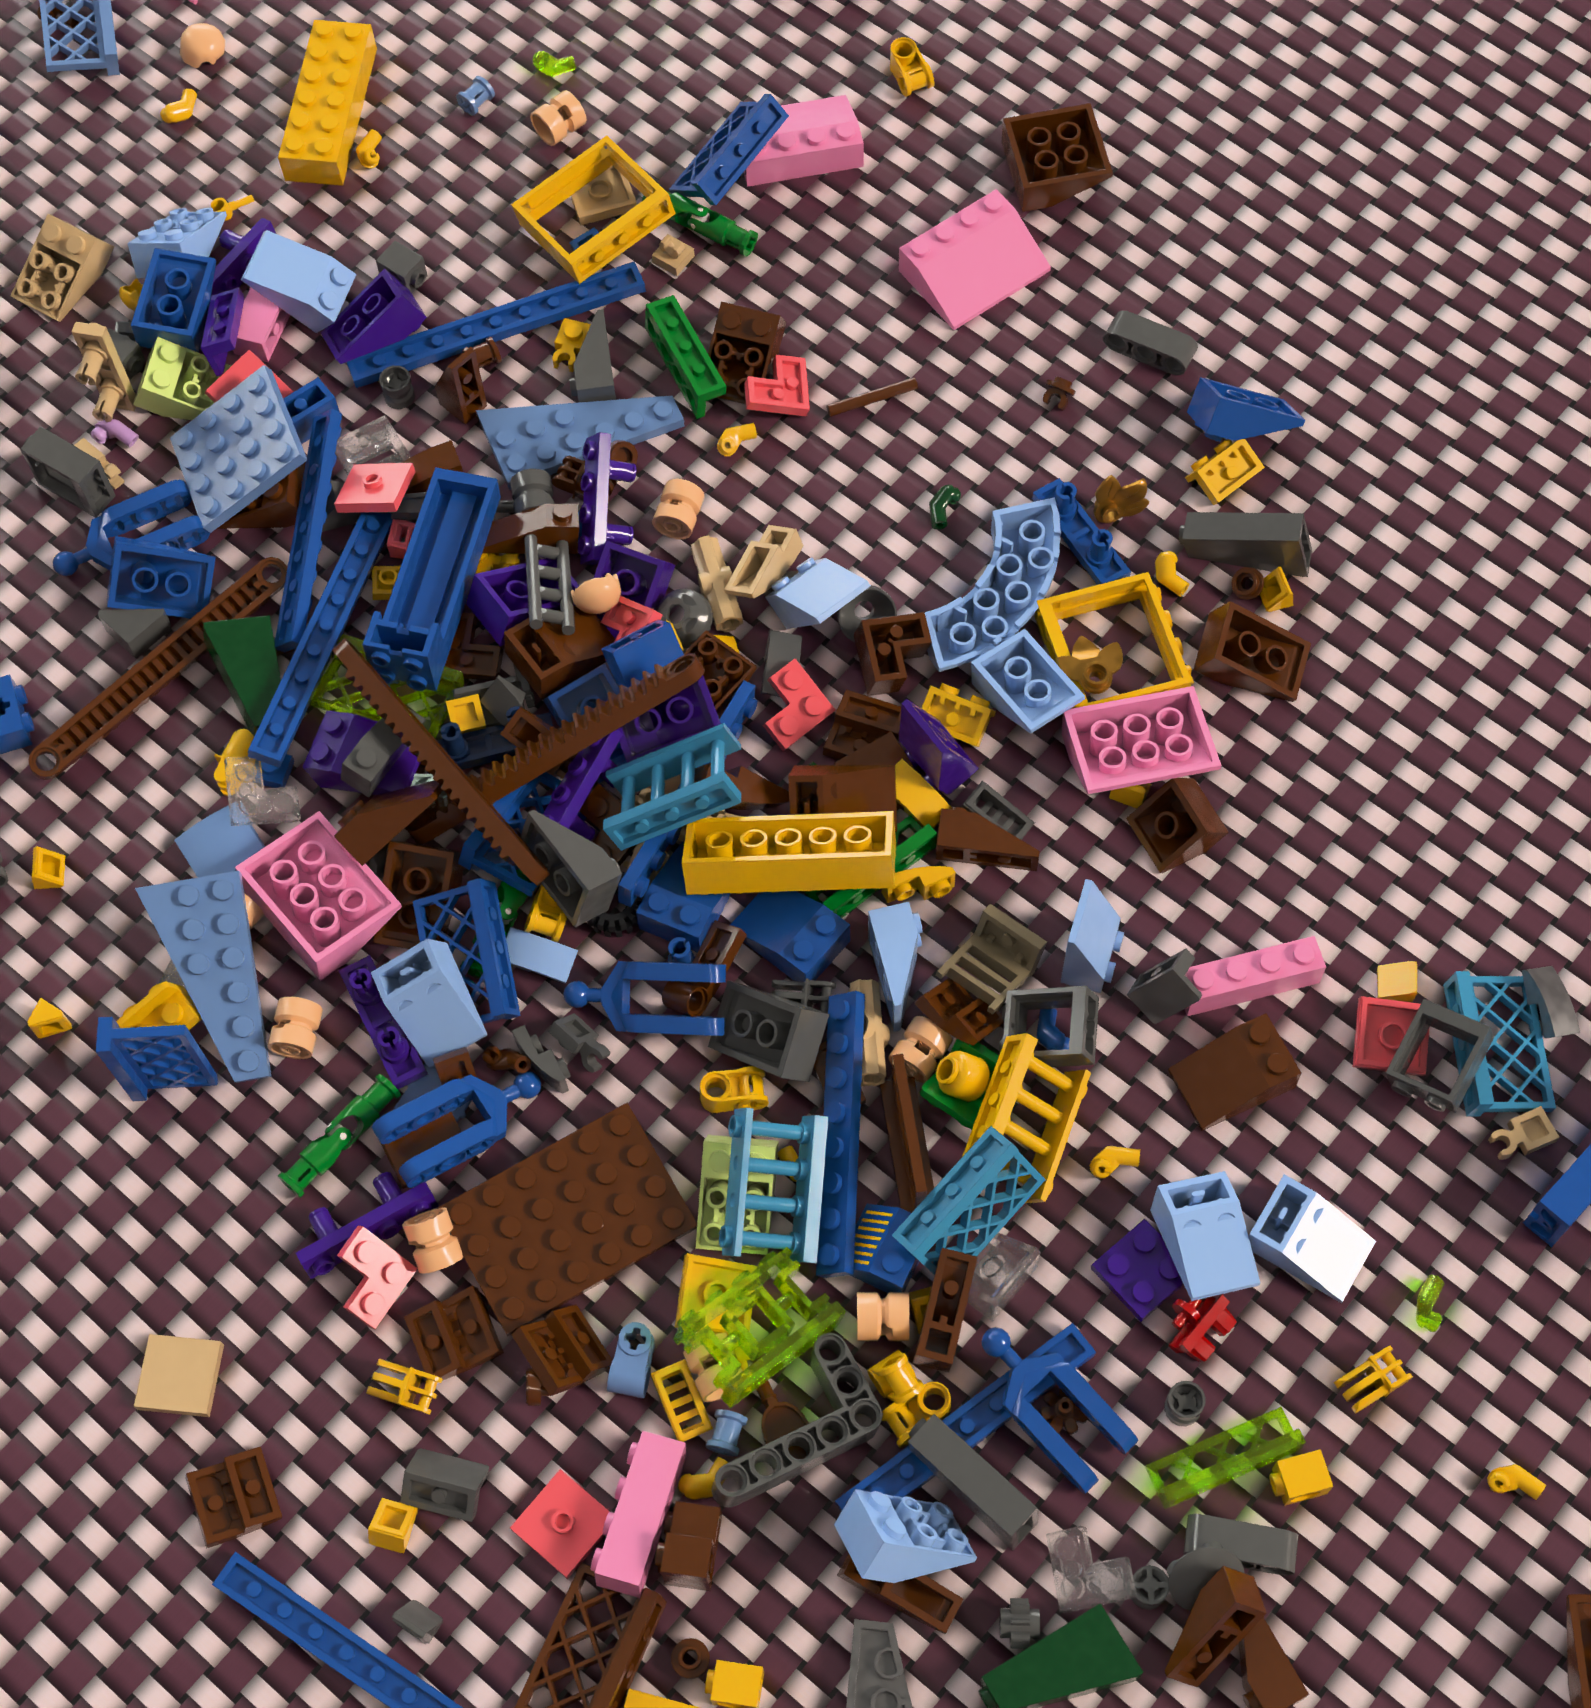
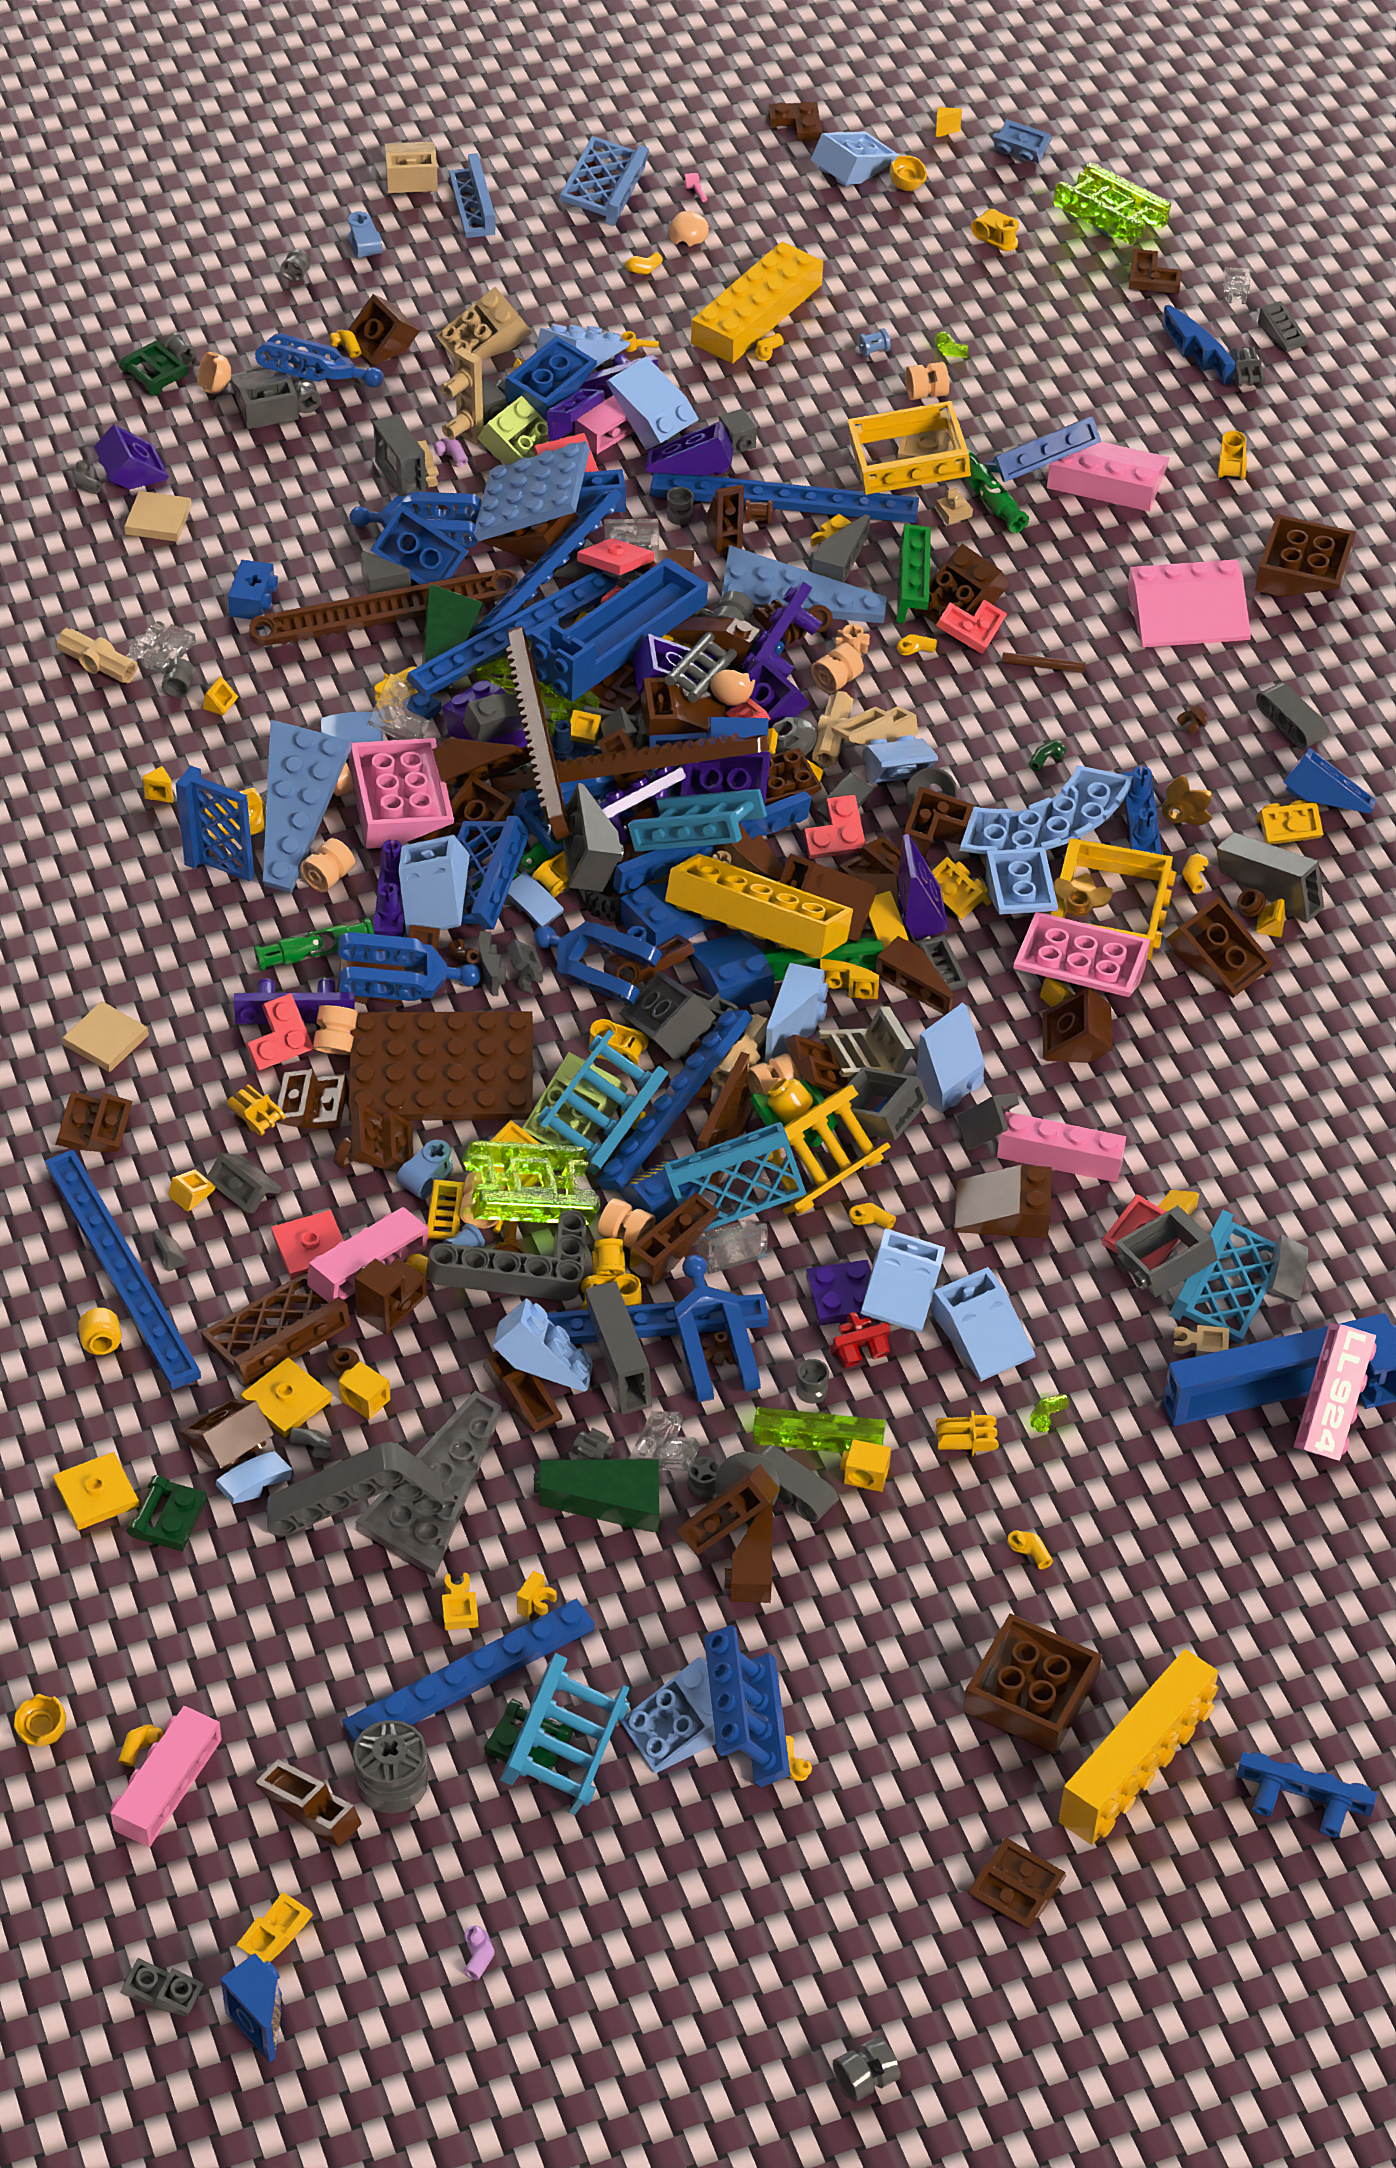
camera: 25 degrees right, 15 degrees down
(671, 465) = (853, 636): none -> light nougat gear

